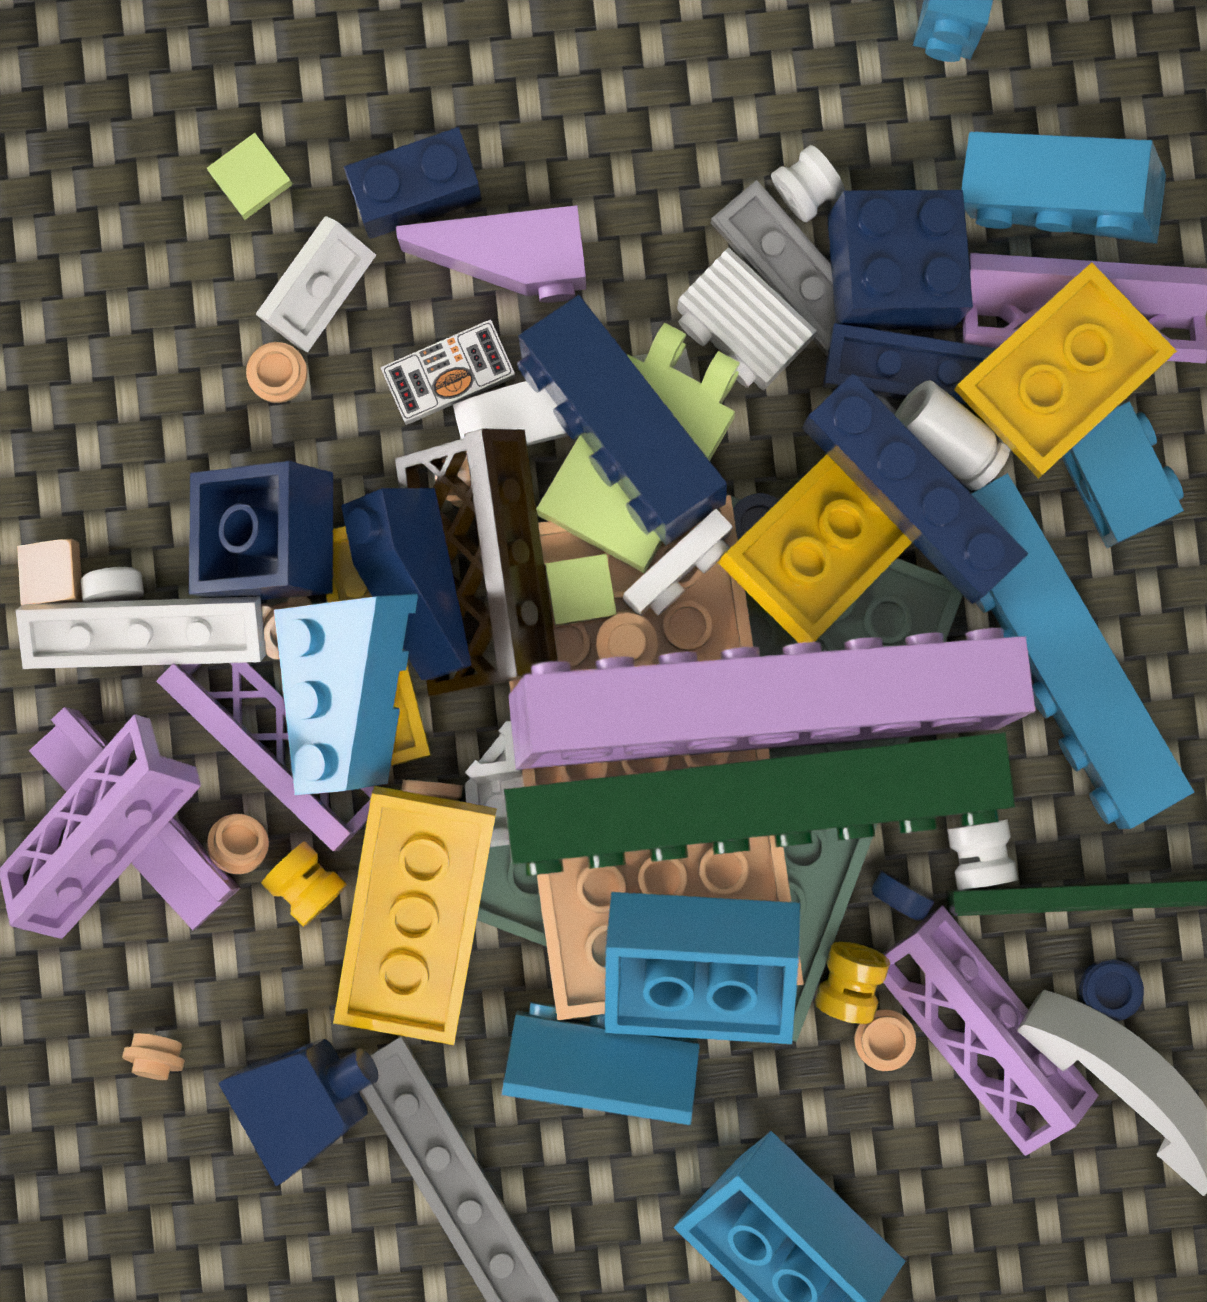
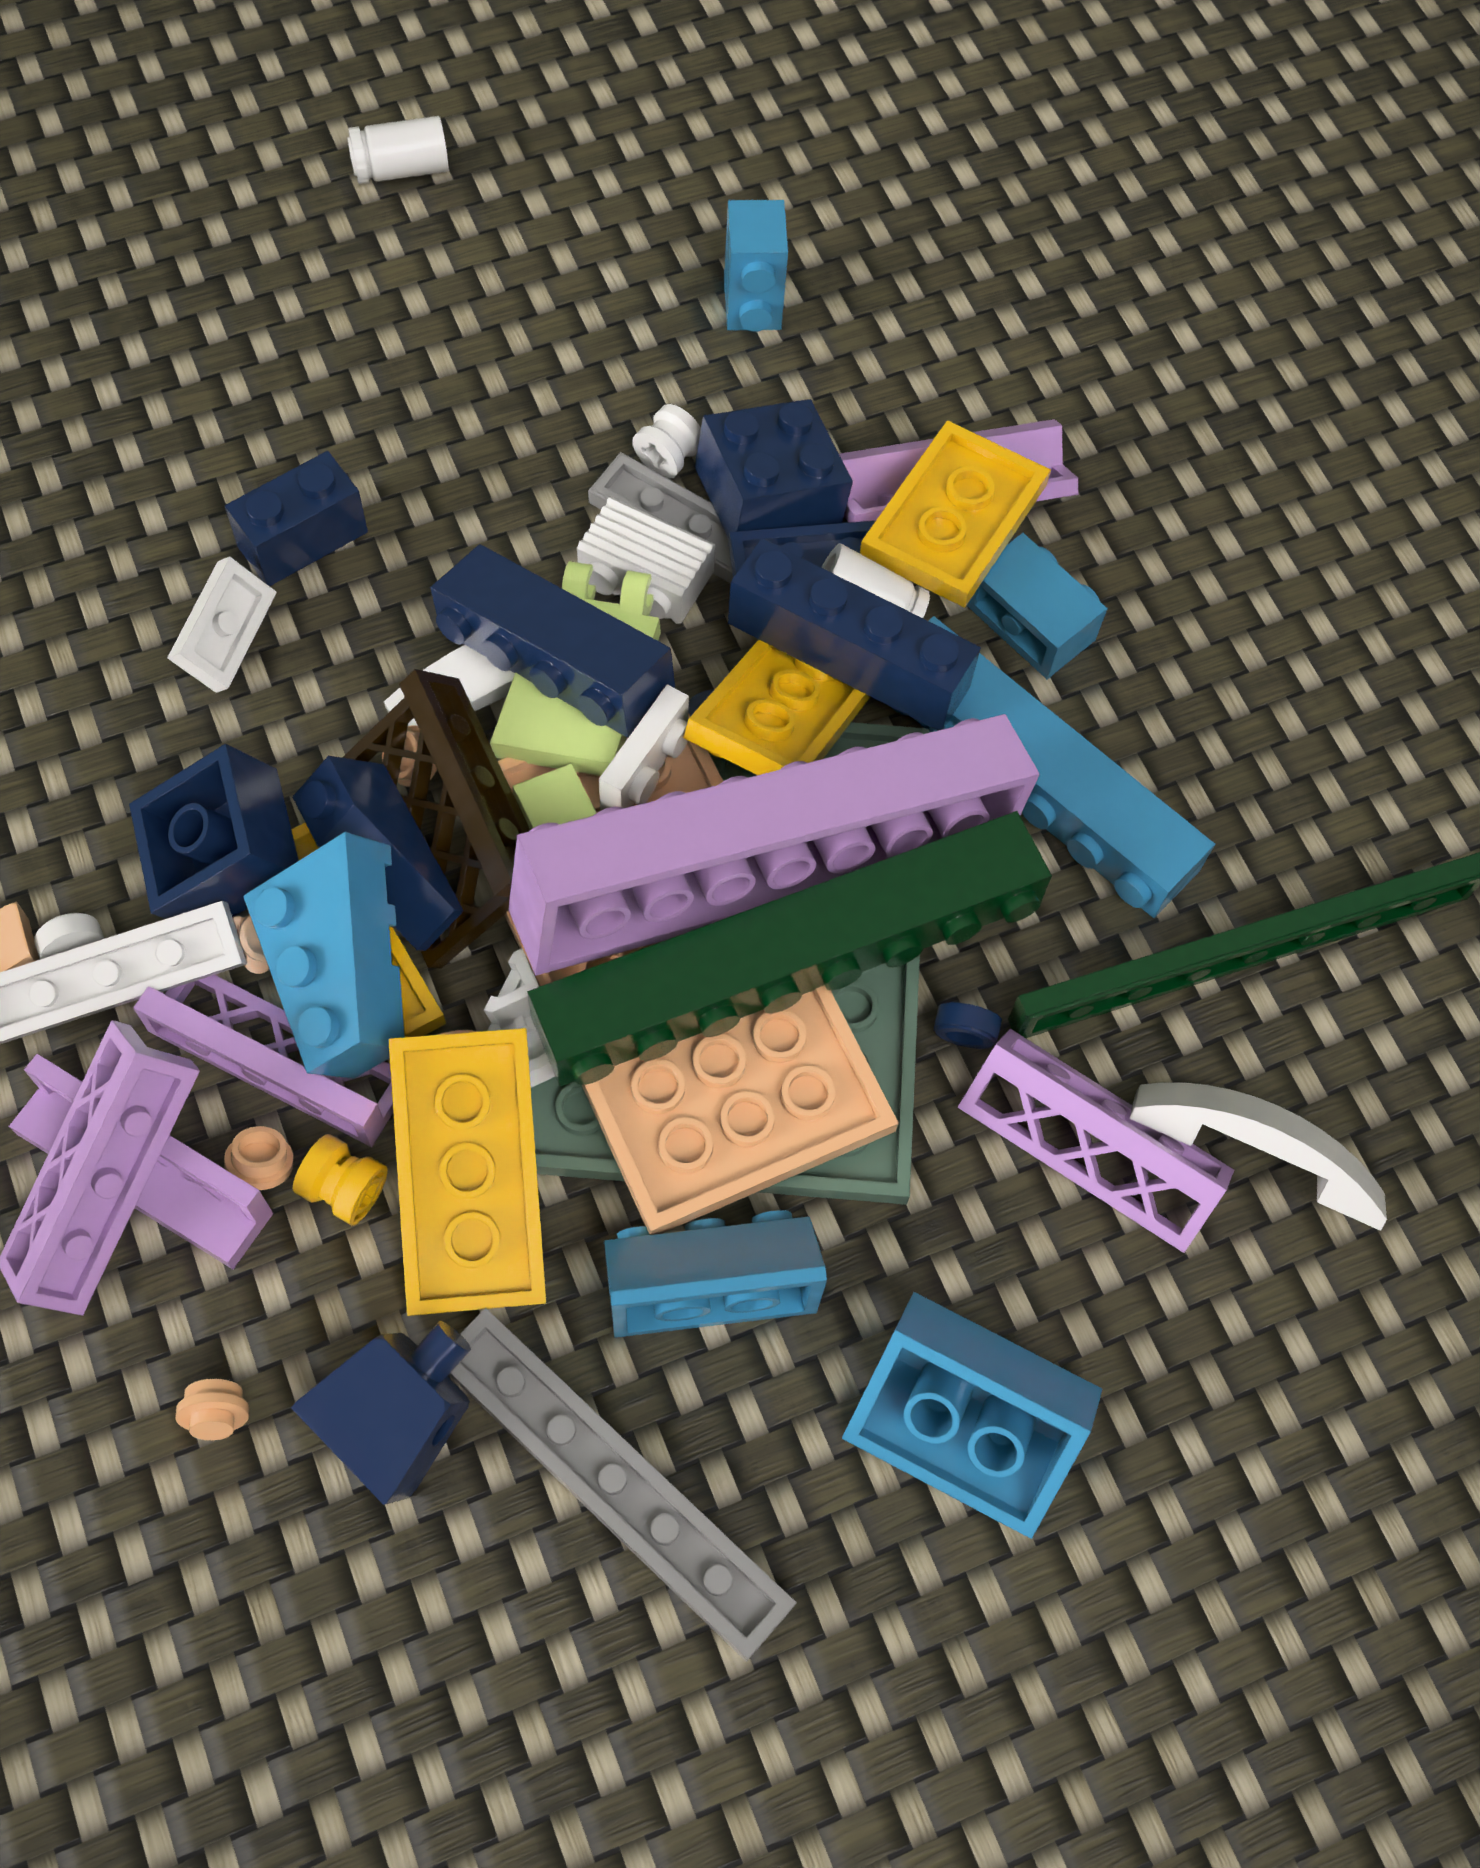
camera: 20 degrees left, 20 degrees down
(249, 176) = (137, 556): yellowish green tile -> none
(276, 372) = (201, 712): light nougat plate -> none
(448, 372) = (369, 674): tile -> none
(517, 251) = (389, 554): lavender slope -> none
(701, 967) = (789, 1126): dark azure slope -> none
(852, 982) = (946, 1103): yellow wheel -> none
(886, 1041) = (999, 1175): light nougat plate -> none
(982, 855) = (1030, 959): white wheel -> none
(1065, 184) = (901, 384): dark azure wedge -> none
(1112, 988) = (1207, 1060): dark blue tile -> none

